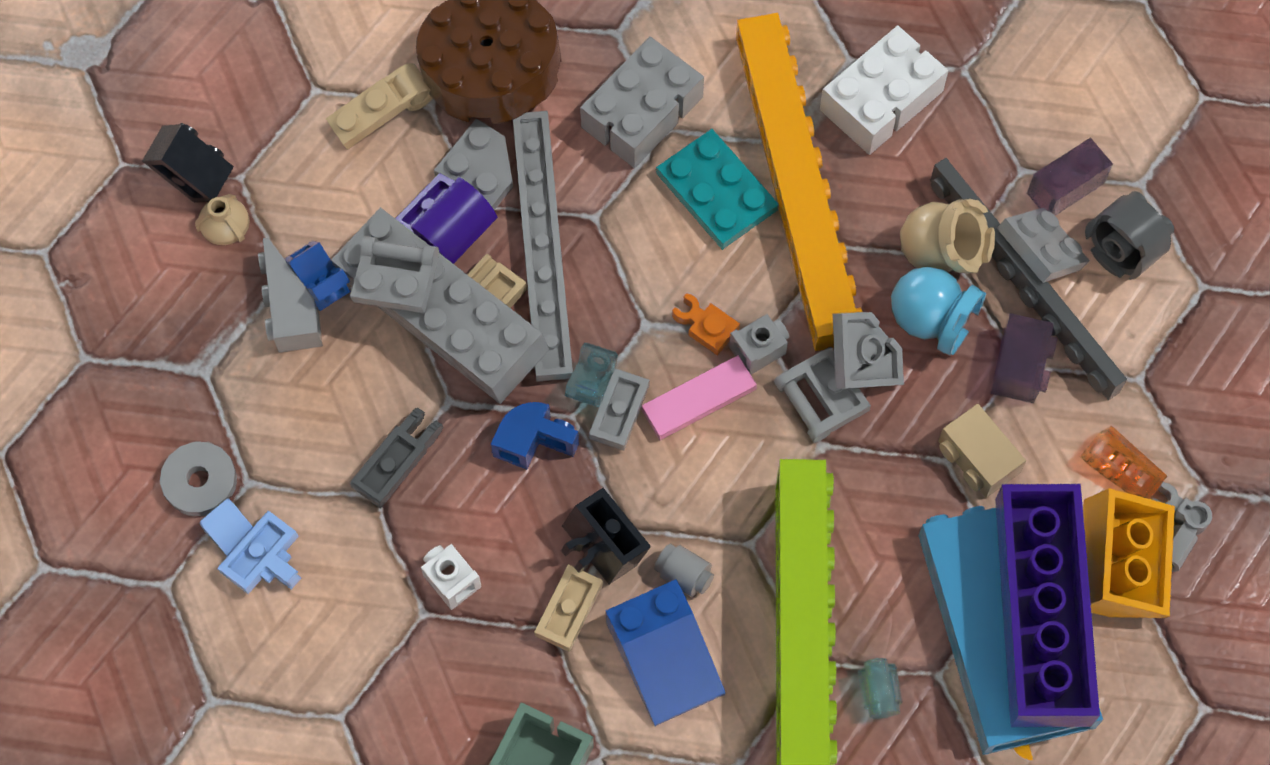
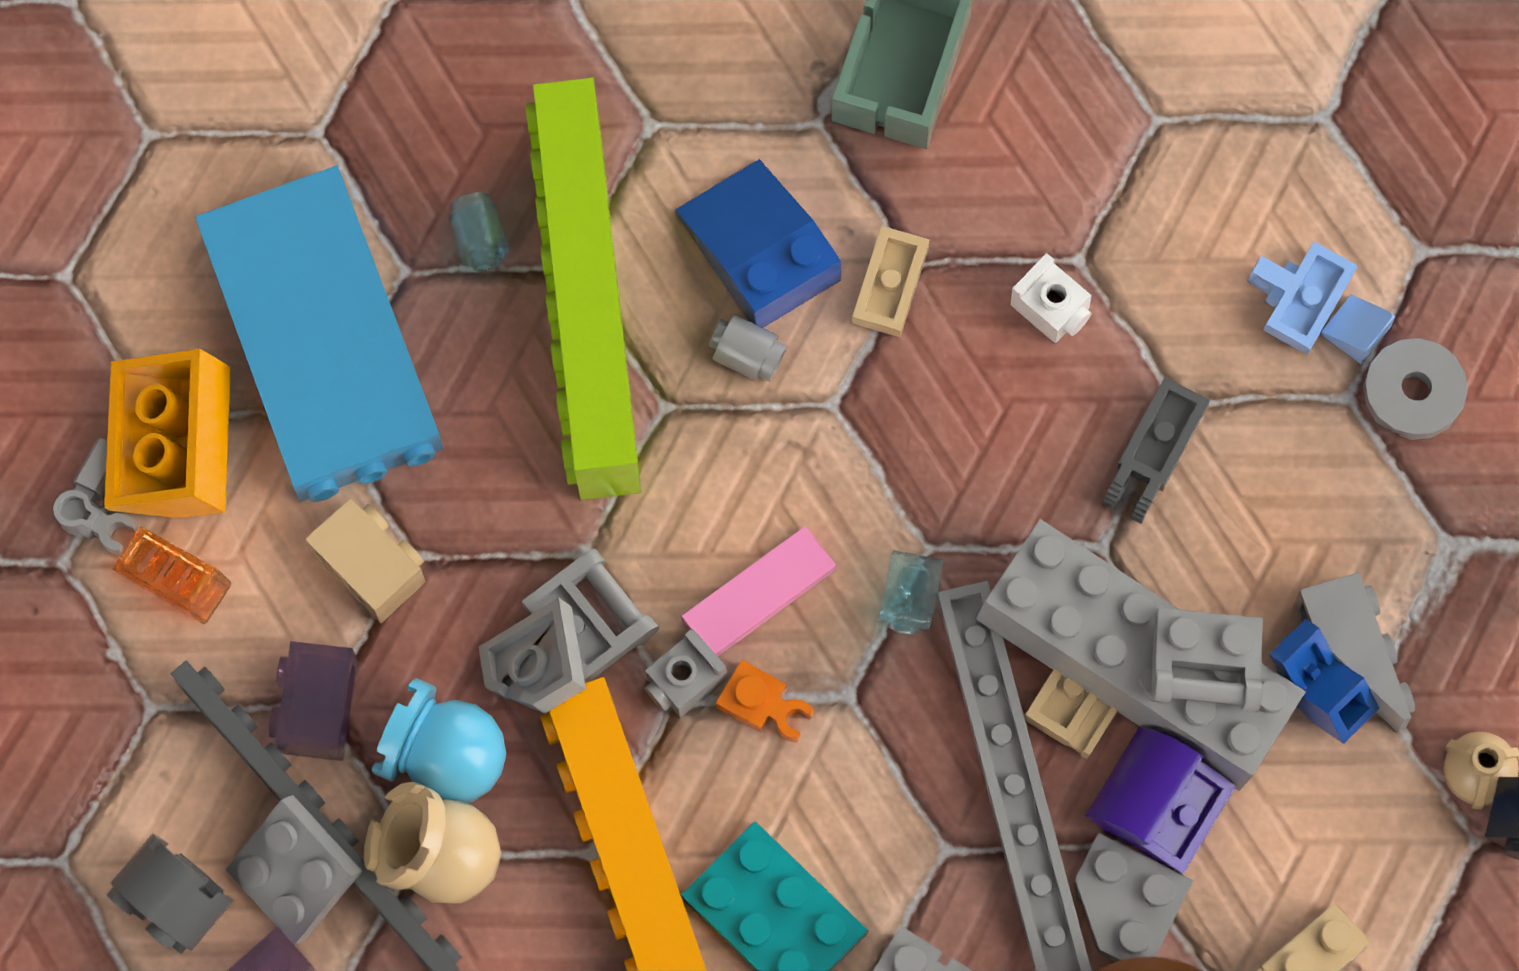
camera: 175 degrees right, 5 degrees up
(528, 427) = (986, 509): blue brick -> none
(604, 537) = (856, 365): black brick -> none
(619, 409) = (865, 555): light grey plate -> none
(1046, 606) = (272, 326): dark purple brick -> none

